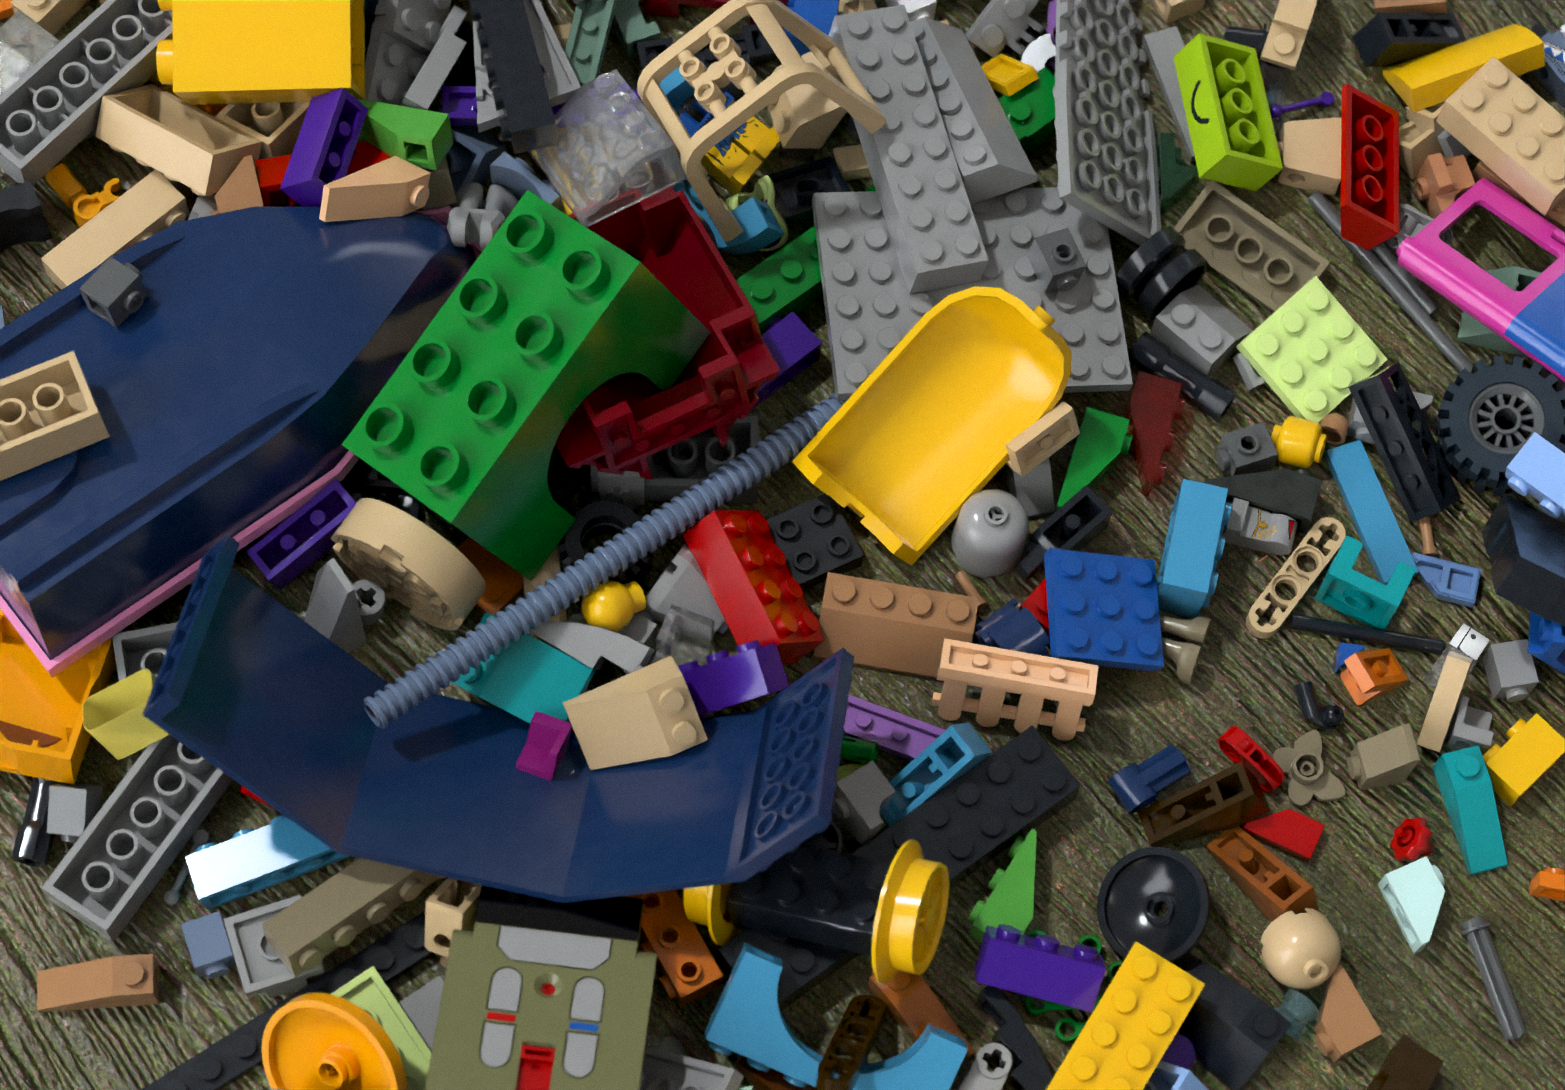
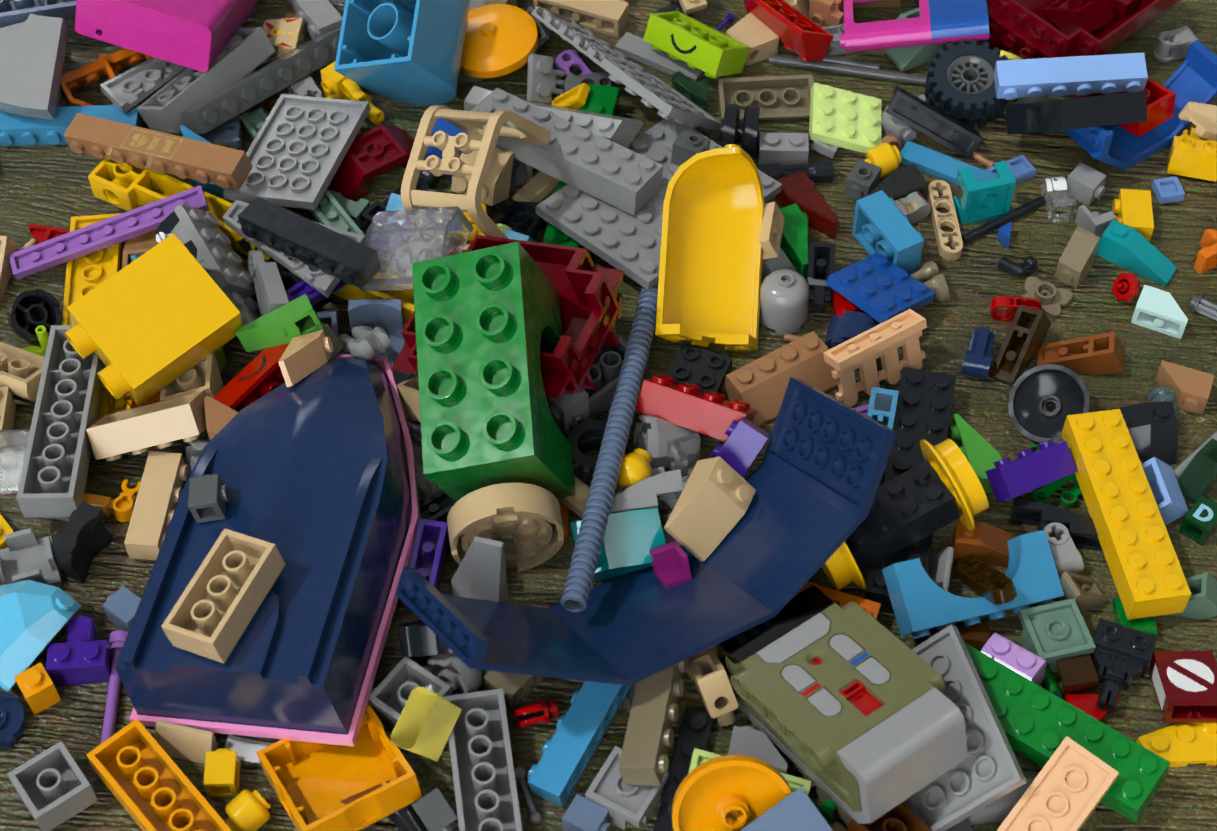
camera: 35 degrees left, 15 degrees down
(323, 146) = (251, 357): dark purple brick -> none
(824, 999) = (940, 567): none -> light grey slope
(1287, 832) = (1068, 328): red tile -> none
(1301, 949) = (1138, 368): tan cylinder -> none
(1372, 674) = (1026, 236): orange slope -> none
(1444, 701) = (1073, 207): tan piece -> none

